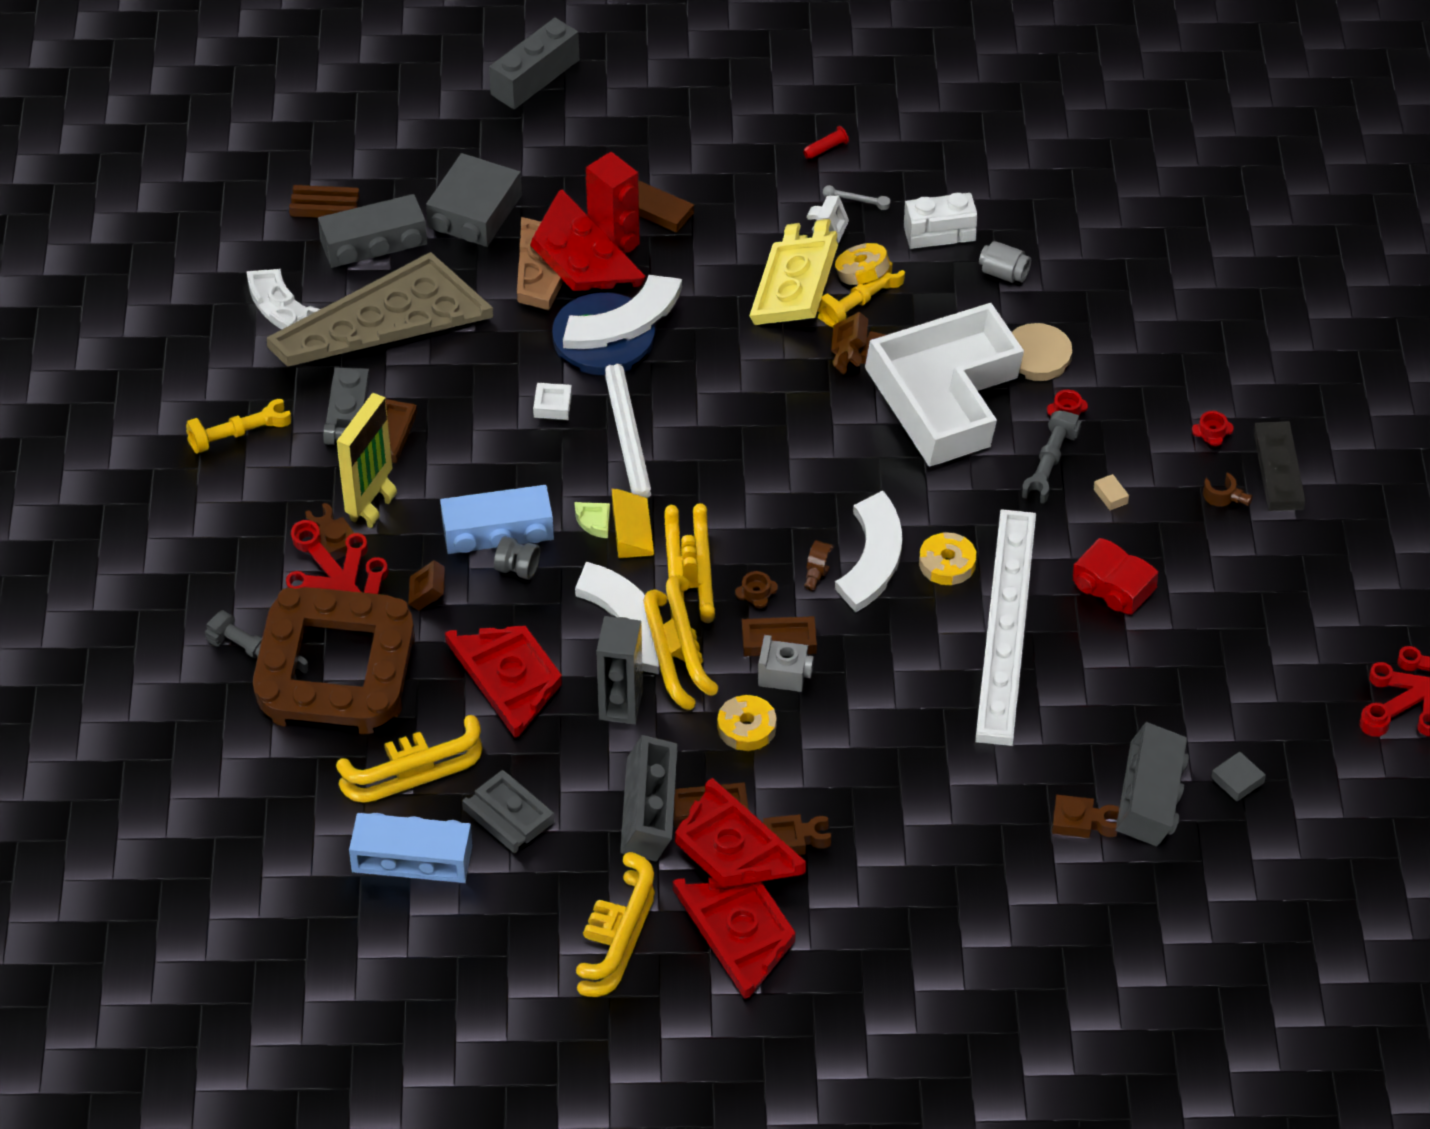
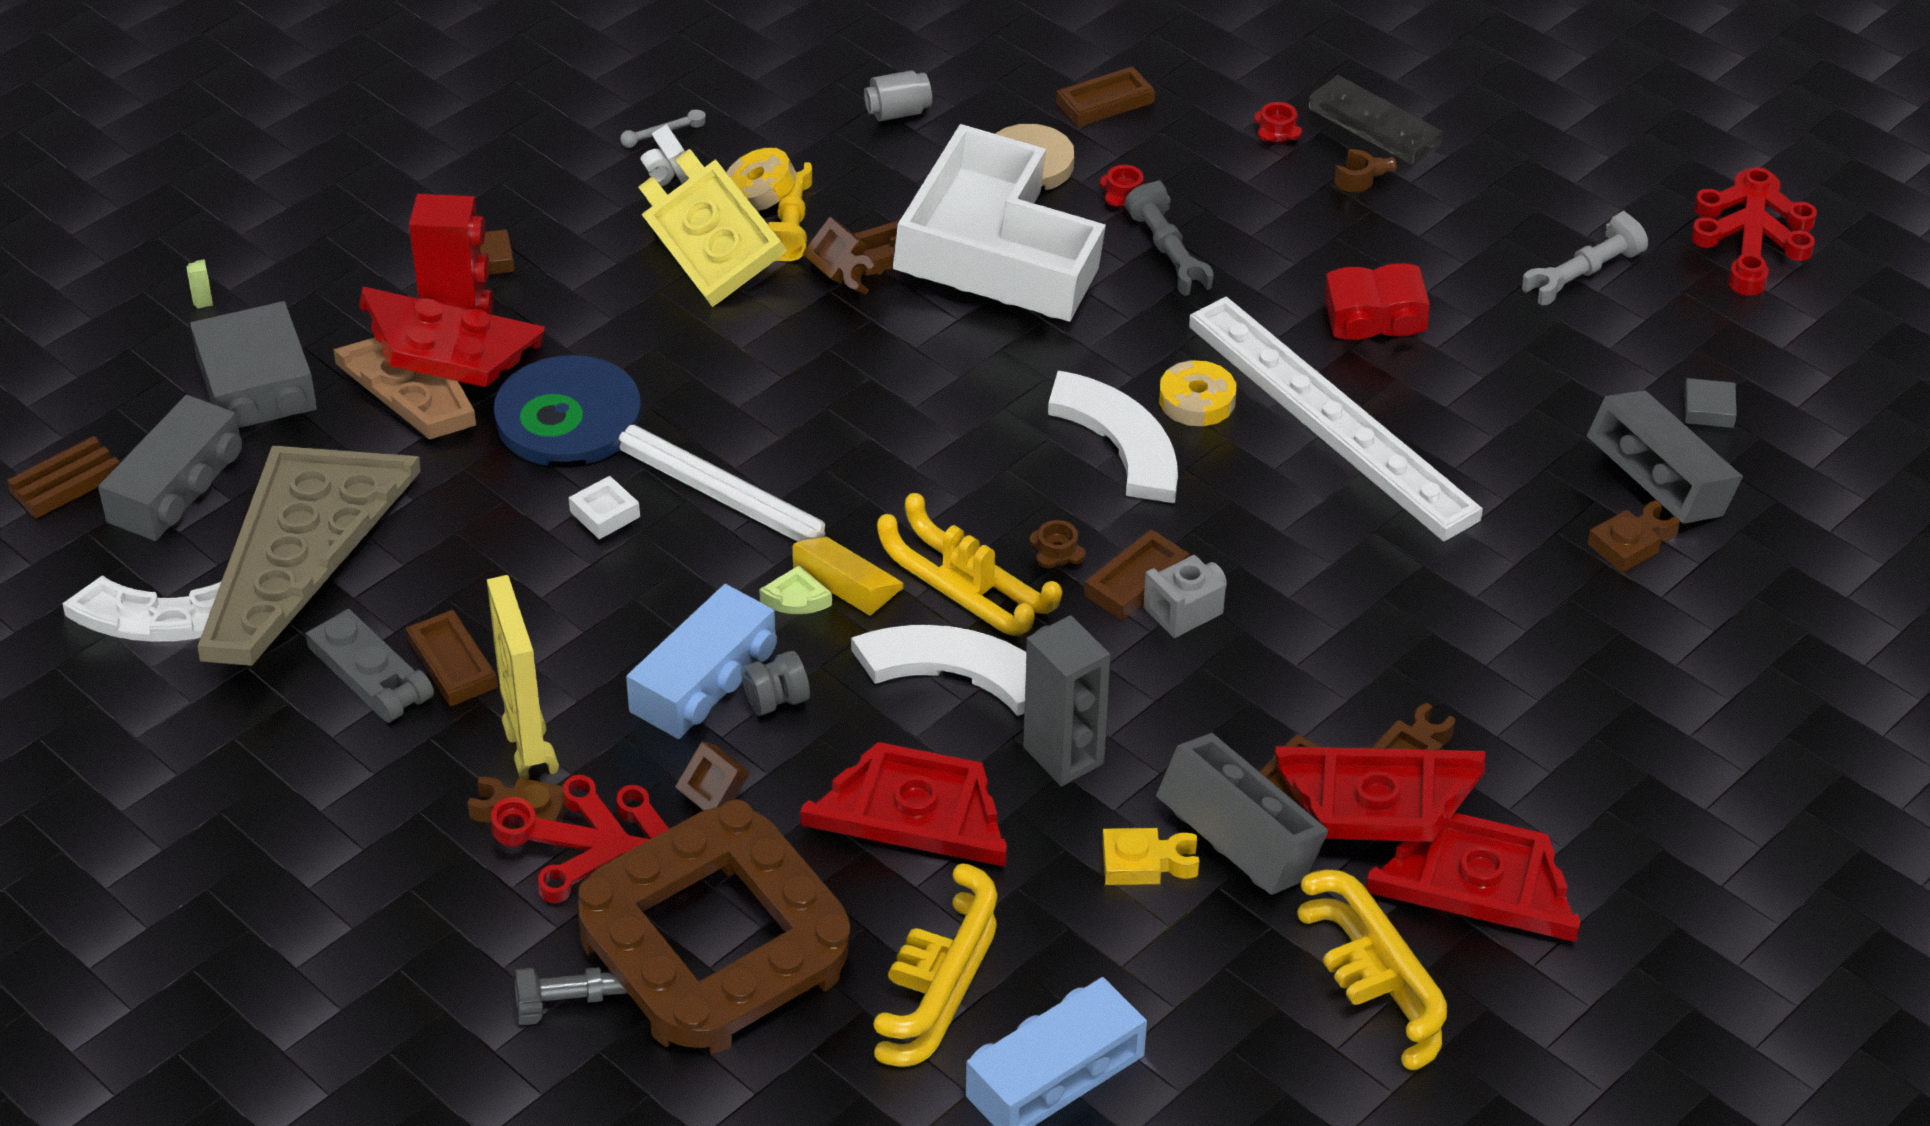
camera: 45 degrees left, 5 degrees down
(270, 416) = (235, 812): yellow piece -> none
(505, 132) = (199, 284): none -> yellowish green tile
(508, 811) = (1104, 942): dark grey plate -> none
(534, 63) = (150, 195): dark grey brick -> none
(587, 782) = (1139, 856): none -> yellow plate
(627, 321) = (587, 379): white tile -> none
(676, 640) = (1050, 613): yellow piece -> none
(746, 736) = (1235, 681): yellow piece -> none
(817, 564) = (1091, 478): reddish brown piece -> none
(826, 143) = (574, 82): red piece -> none
(940, 220) = (787, 94): white brick -> none
(1111, 492) = (1263, 236): tan piece -> none
(1134, 343) = (1105, 96): none -> reddish brown tile
(1283, 641) = (1624, 236): none -> light grey piece

